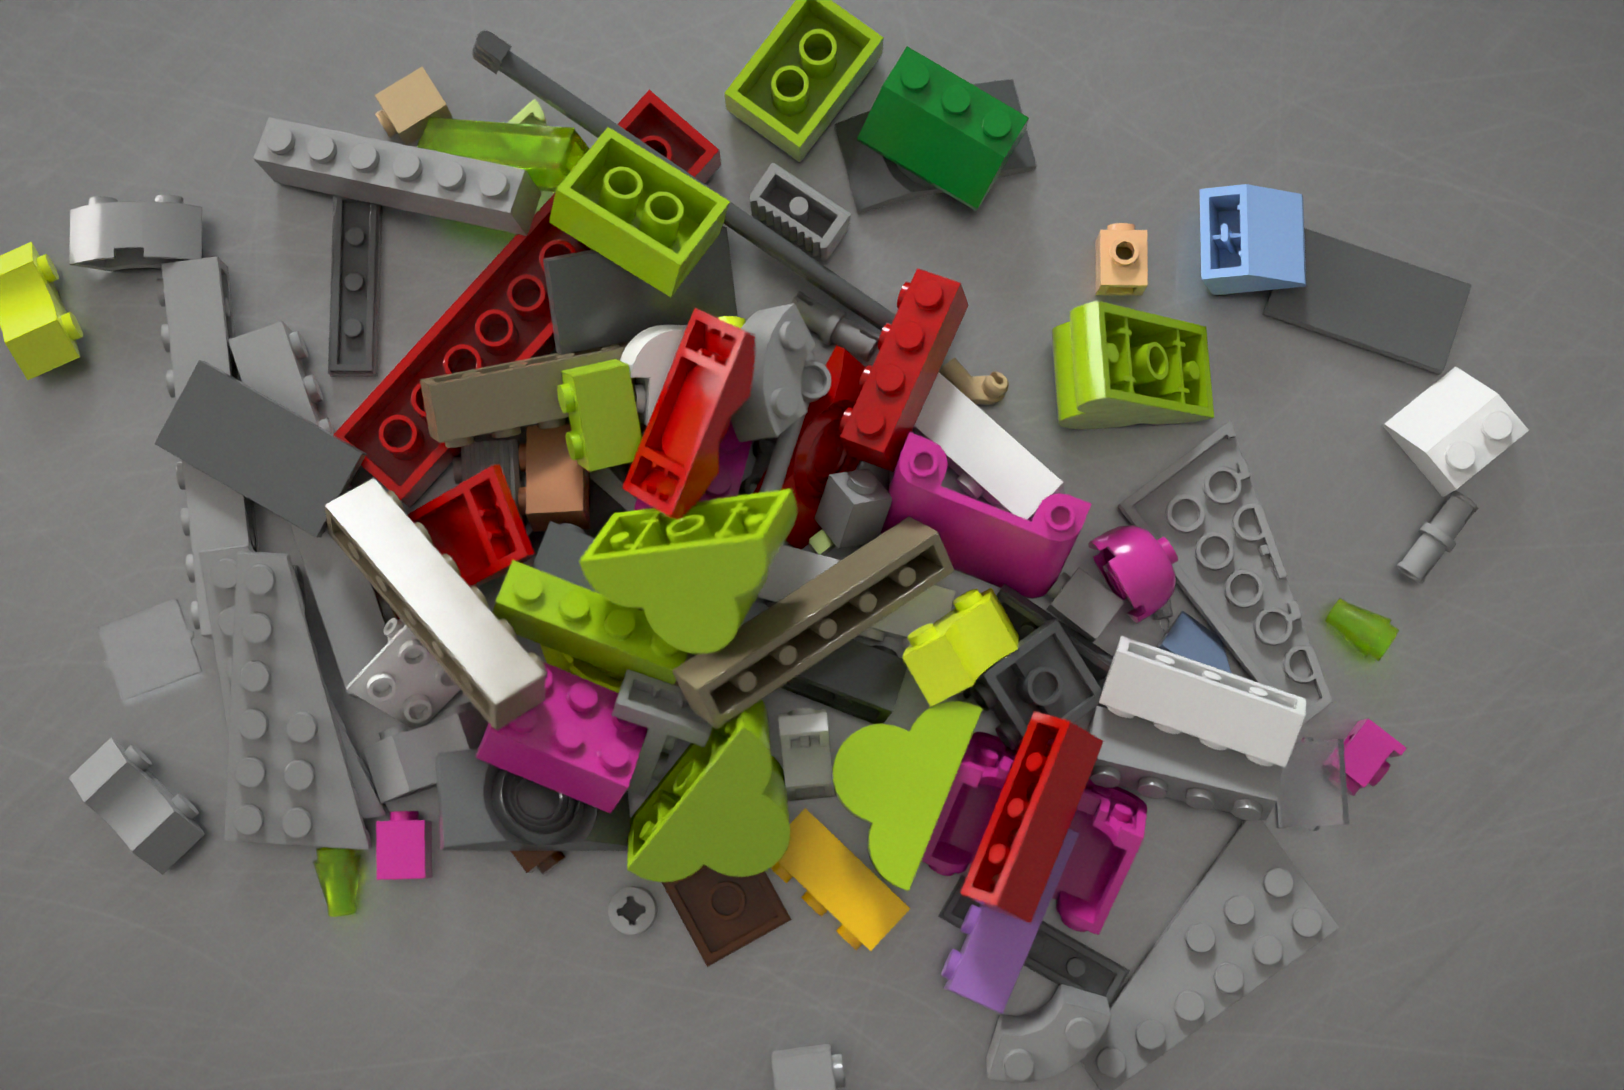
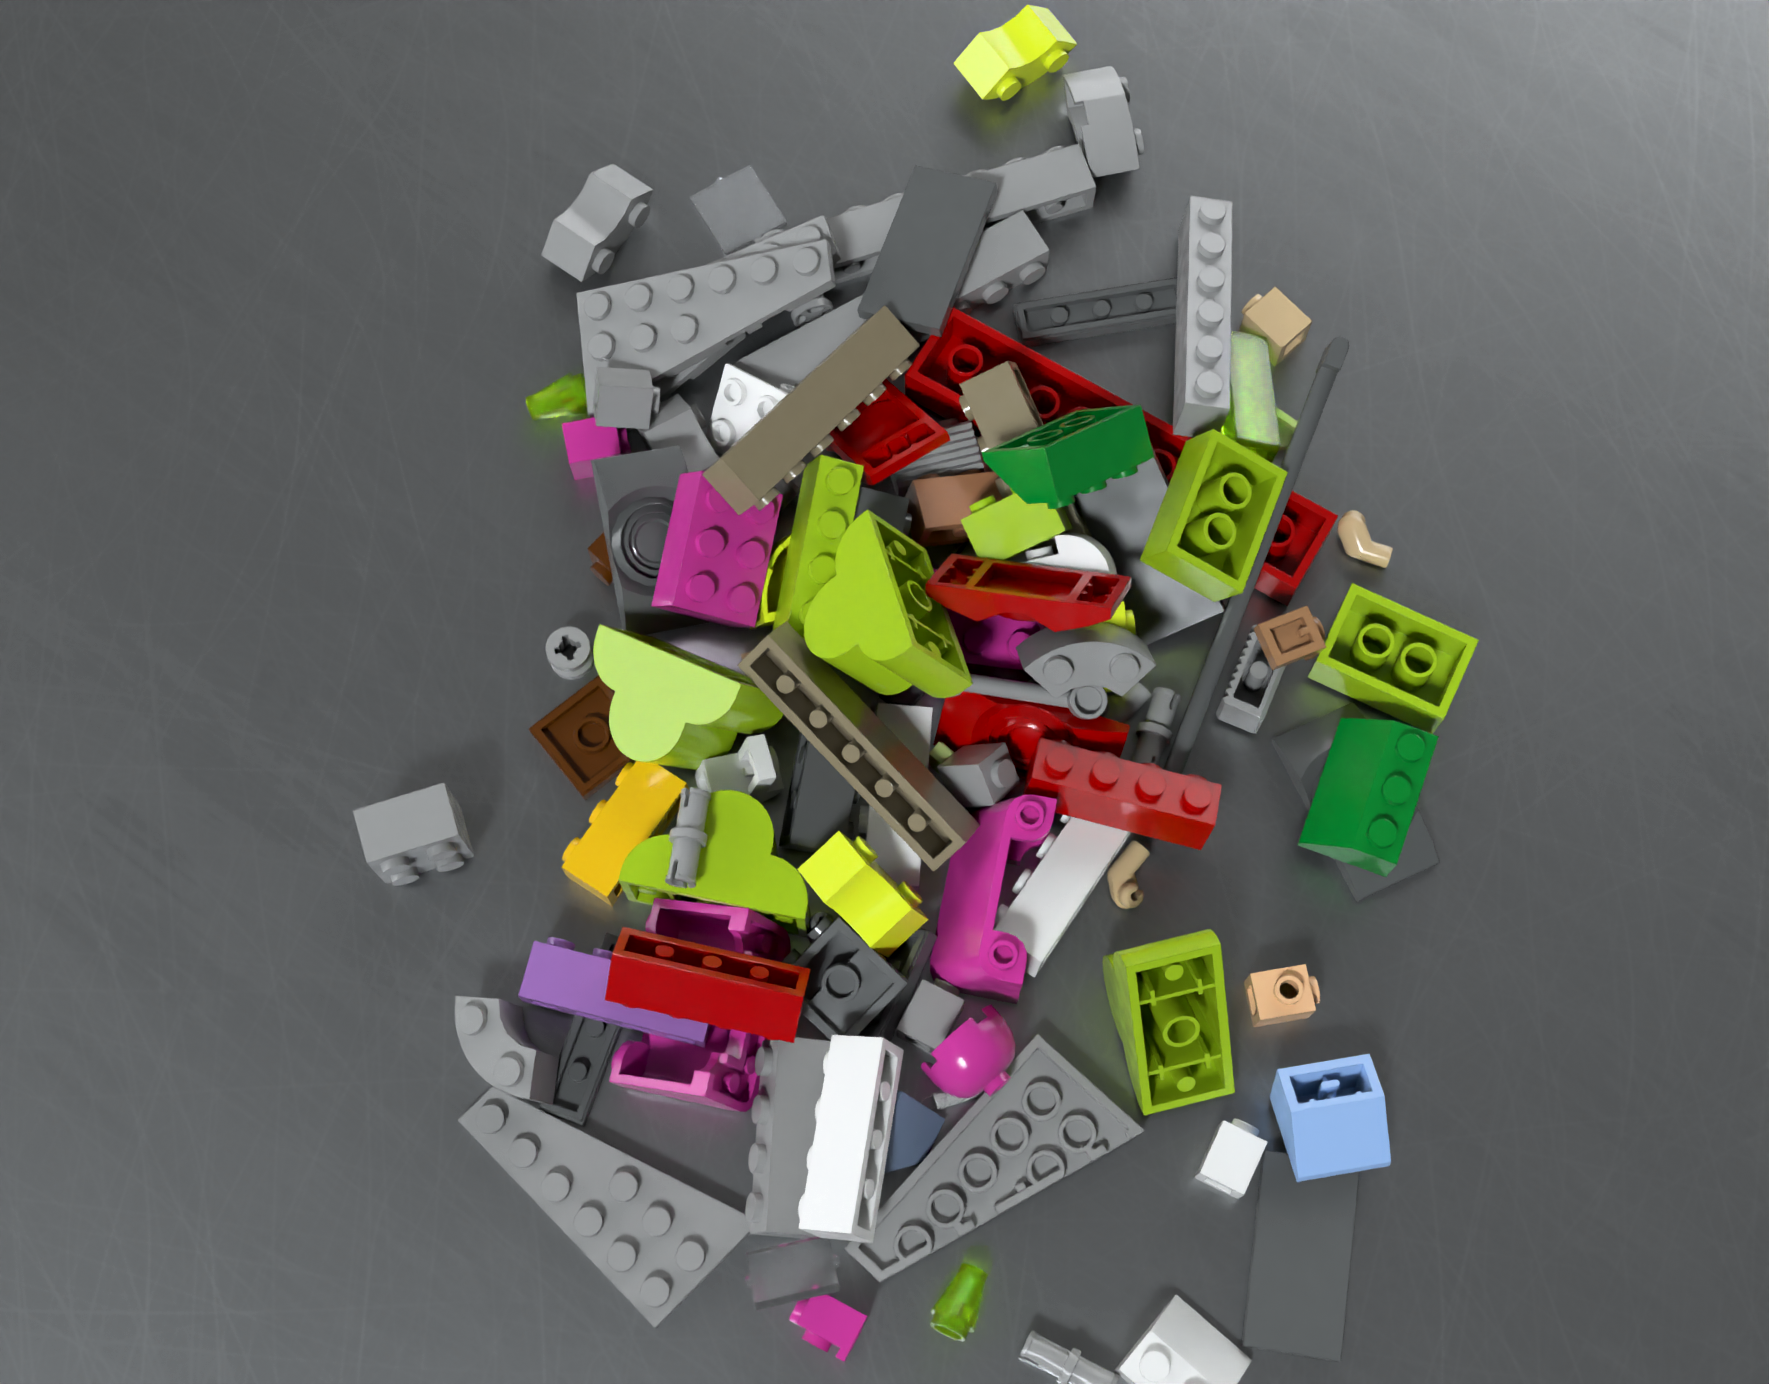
camera: 80 degrees right, 10 degrees down
(367, 805) = (624, 398): none -> light grey brick
(551, 340) = (1073, 454): none -> green slope
(666, 78) = (1357, 540): none -> tan arm
(667, 717) = (753, 617): light grey bracket -> none
(775, 165) = (1291, 637): none -> medium nougat bracket
(882, 811) = (688, 838): none -> light grey pin
(1269, 343) = (1231, 1157): none -> white brick

